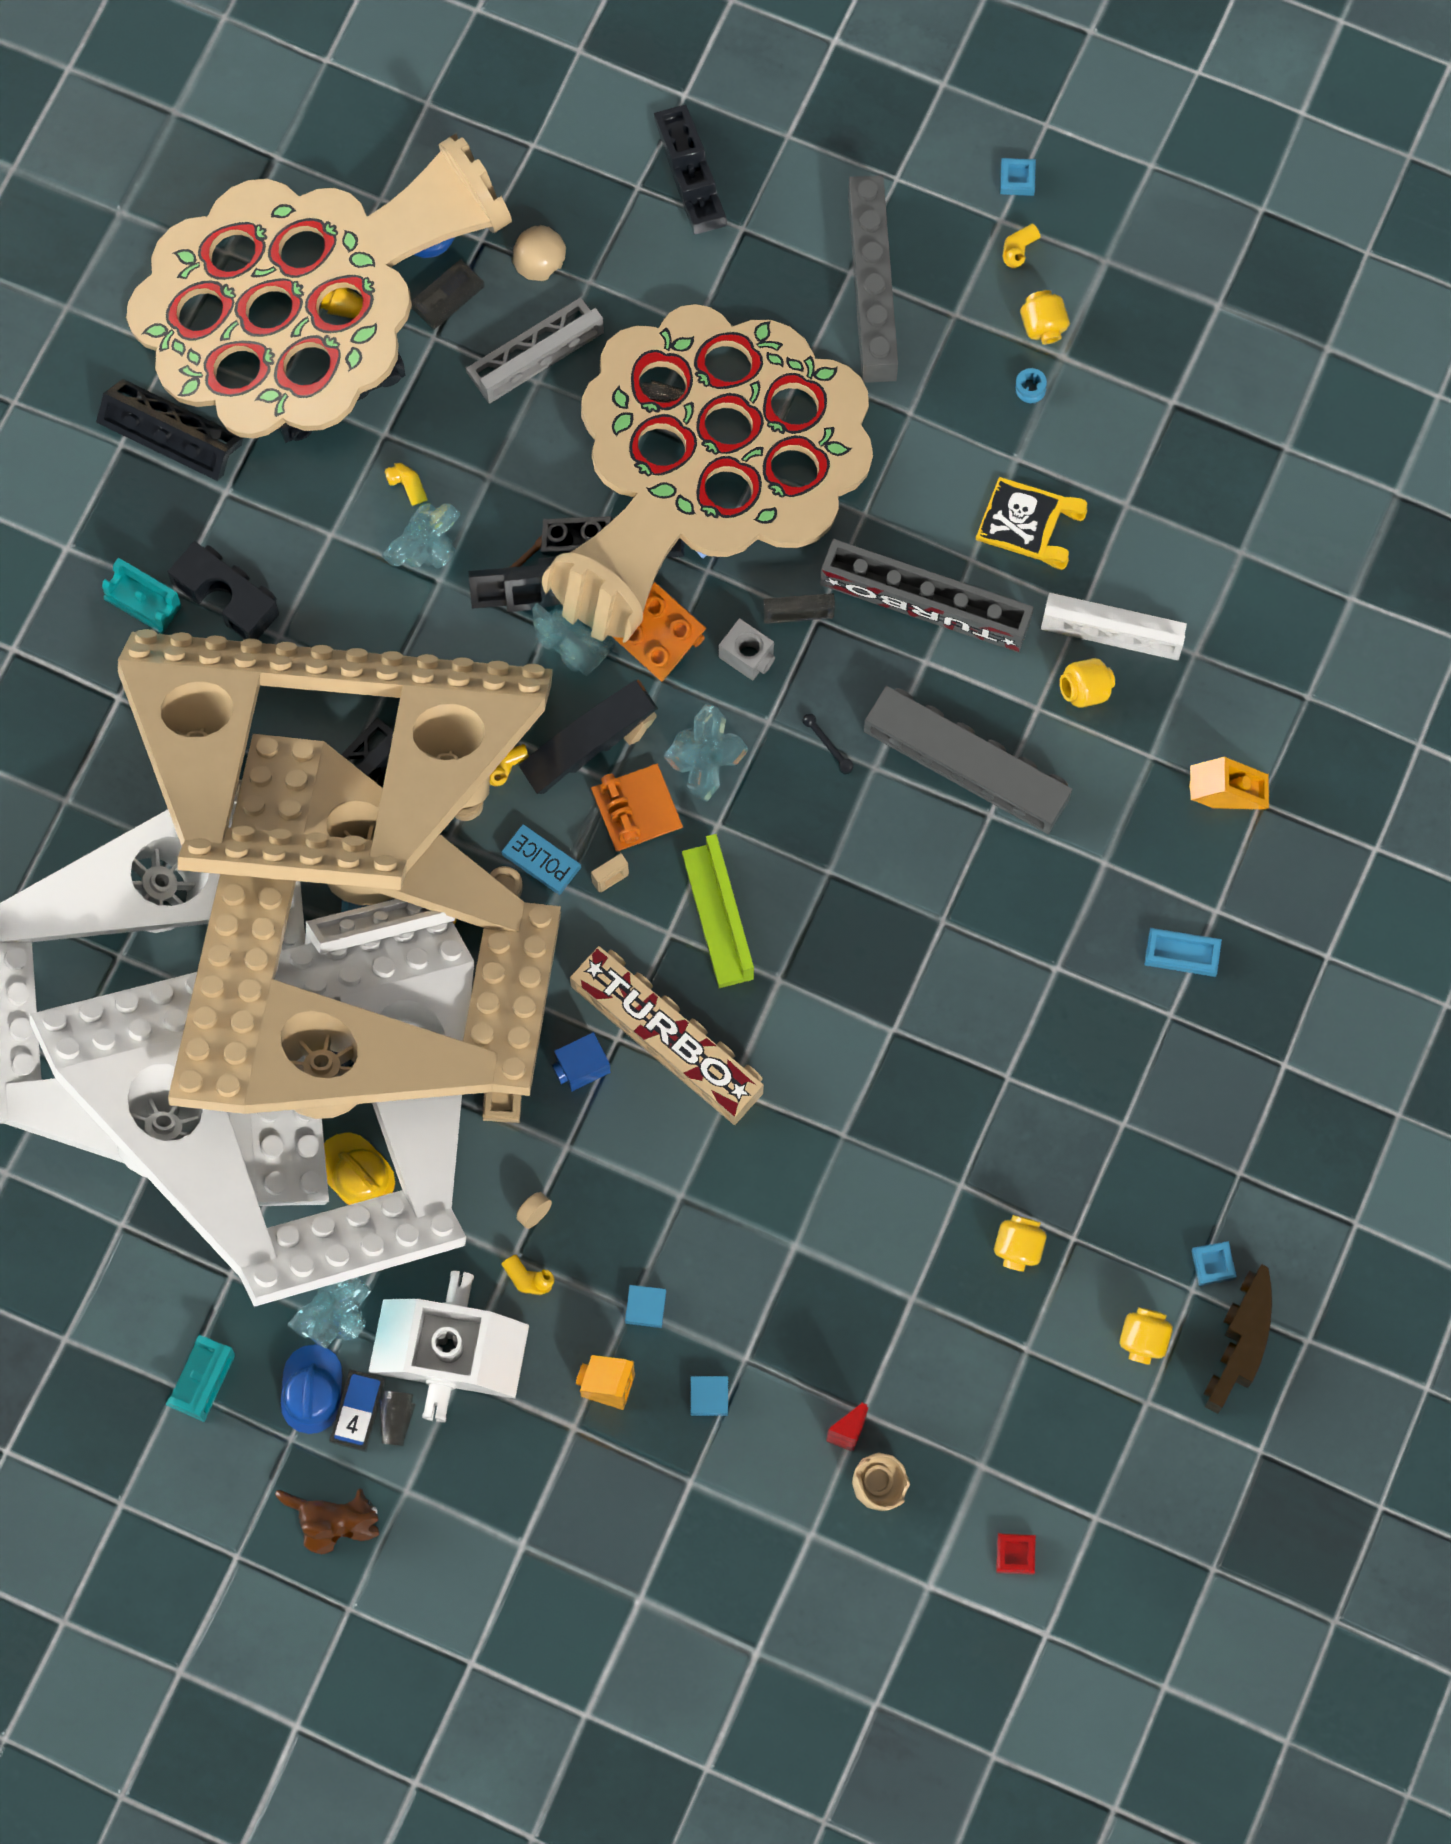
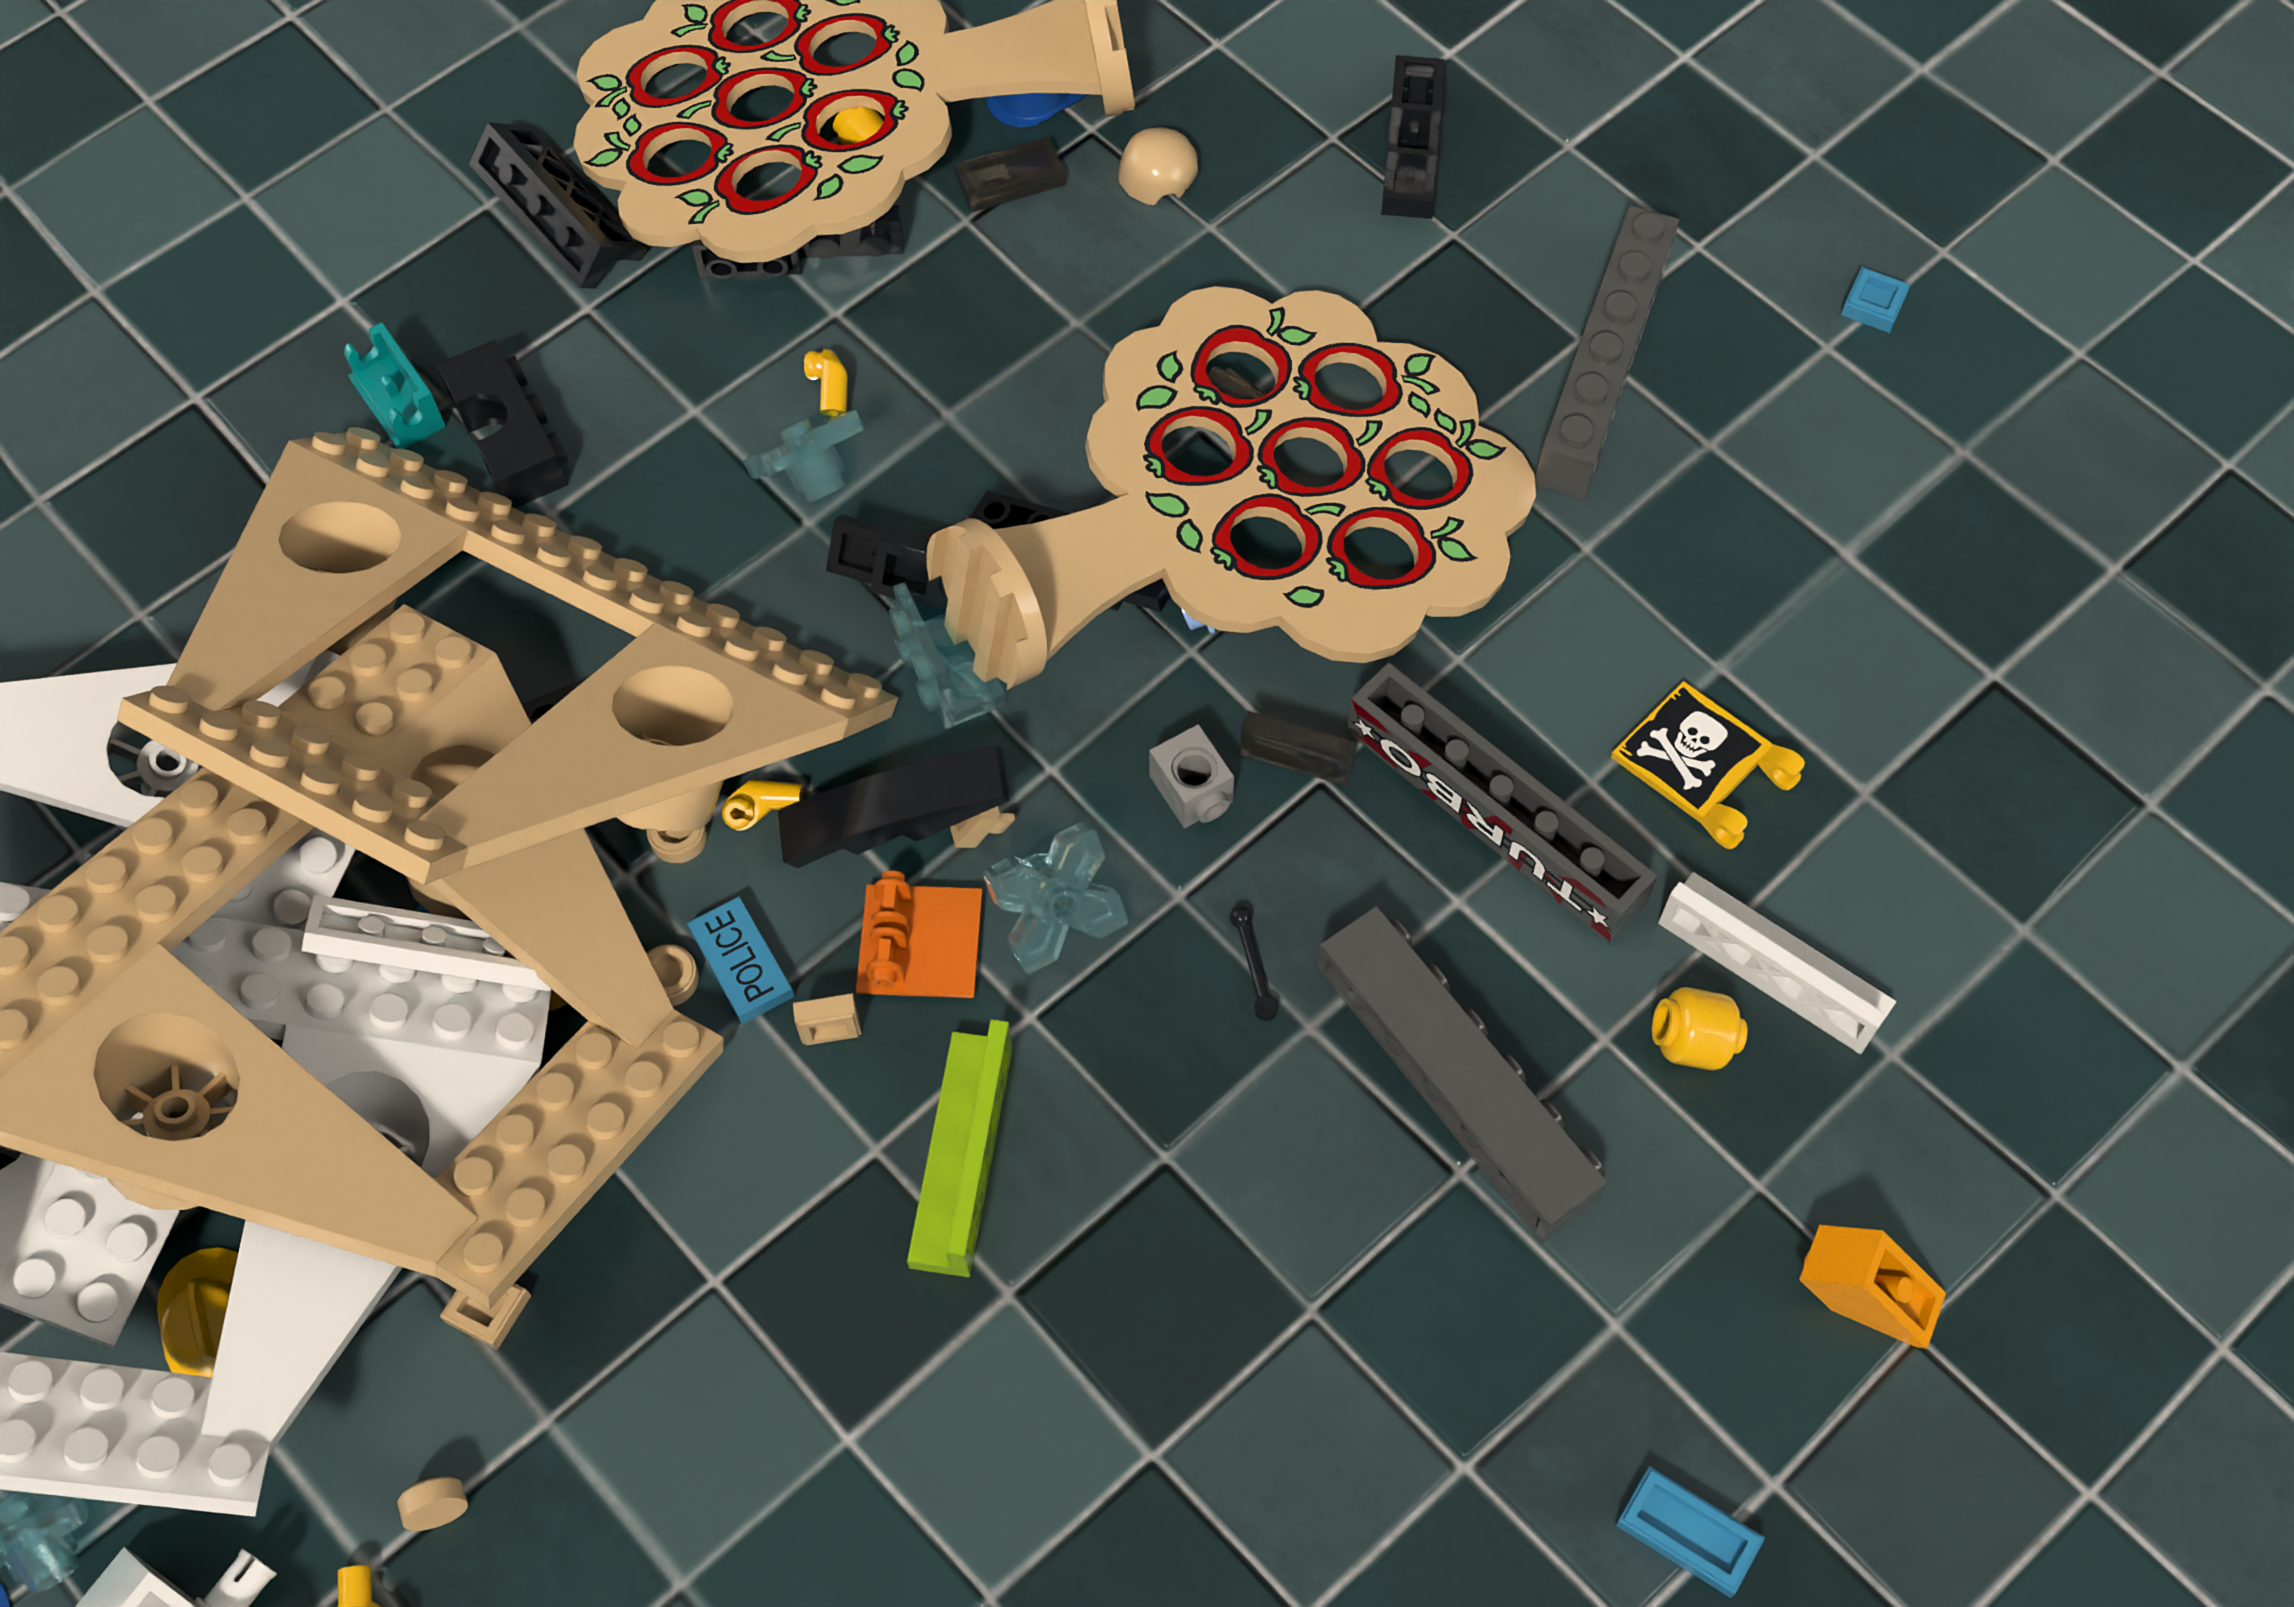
camera: 25 degrees right, 10 degrees down
(537, 355) = (1092, 281): light grey fence -> none
(581, 1062) = (631, 1293): blue brick -> none
(664, 634) = (1078, 705): orange hinge -> none
(667, 1034) = (787, 1313): brick -> none
(1015, 245) = (1837, 382): yellow arm -> none
(1031, 396) = (1781, 589): dark azure bush -> none
(1044, 316) = (1842, 486): yellow head -> none

